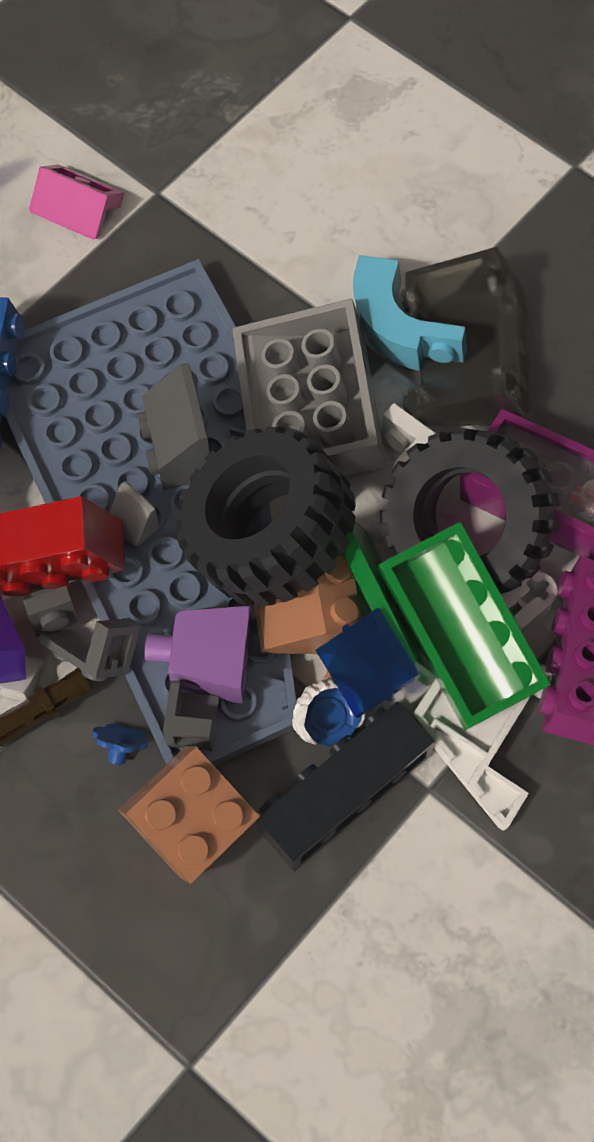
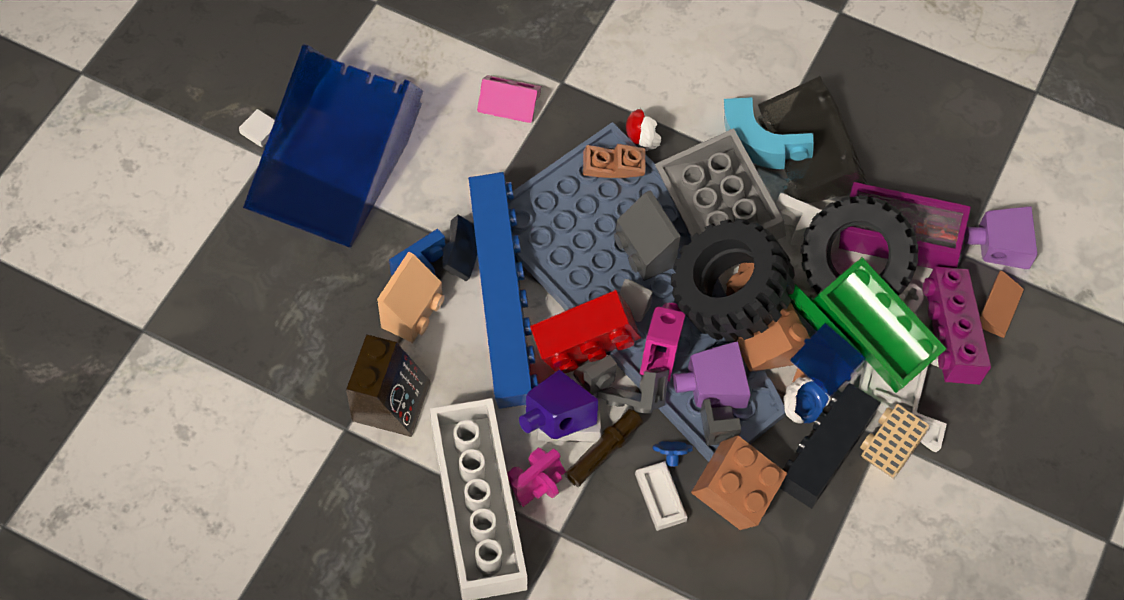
camera: 20 degrees left, 5 degrees down
(84, 802) = (661, 495): none -> white tile
(146, 580) = (666, 332): none -> dark pink torso
(177, 316) = (618, 163): none -> nougat slope
(231, 278) = (642, 130): none -> hair
(436, 803) = (894, 440): none -> tan brick

